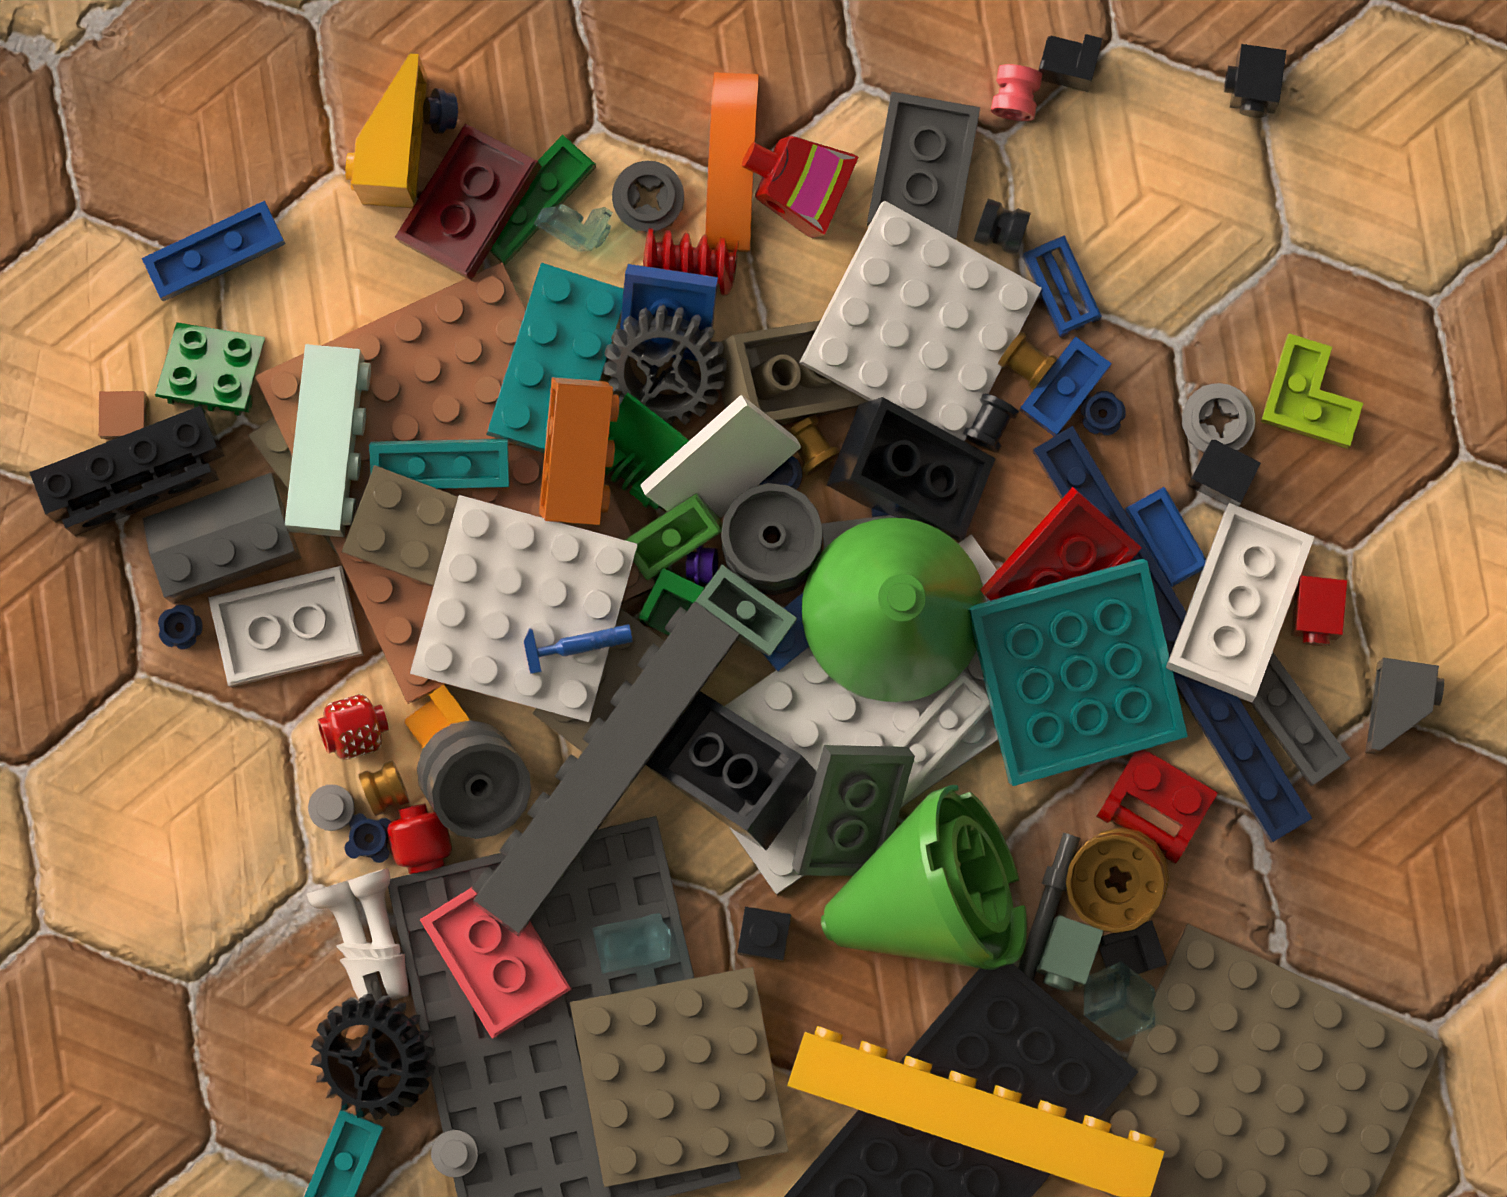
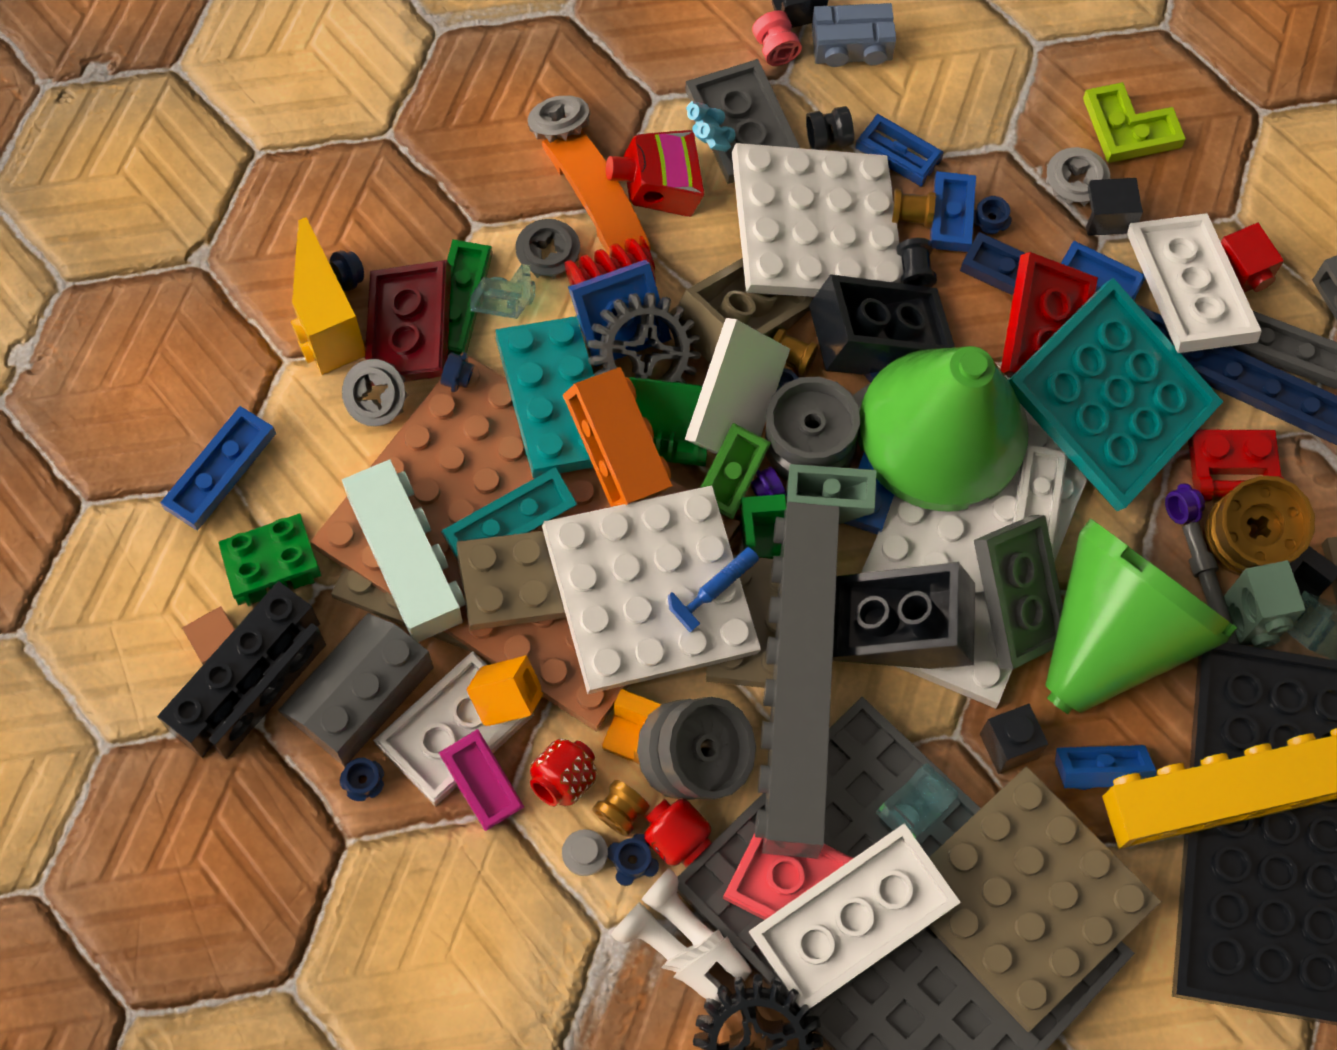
camera: 40 degrees left, 15 degrees down
(279, 690) = (481, 780): none -> dark pink tile
(344, 624) = (505, 691): none -> light orange panel
(385, 274) = (358, 385): none -> gear
(478, 287) = (457, 372): none -> dark blue plate
(511, 1007) = (854, 917): none -> white plate
(742, 44) = (548, 117): none -> light grey gear
(830, 1006) = (1100, 765): none -> blue plate
(874, 162) = (708, 128): none -> medium azure piece
(1079, 813) = (1185, 504): none -> dark purple plate
(1096, 133) = (853, 34): none -> sand blue brick

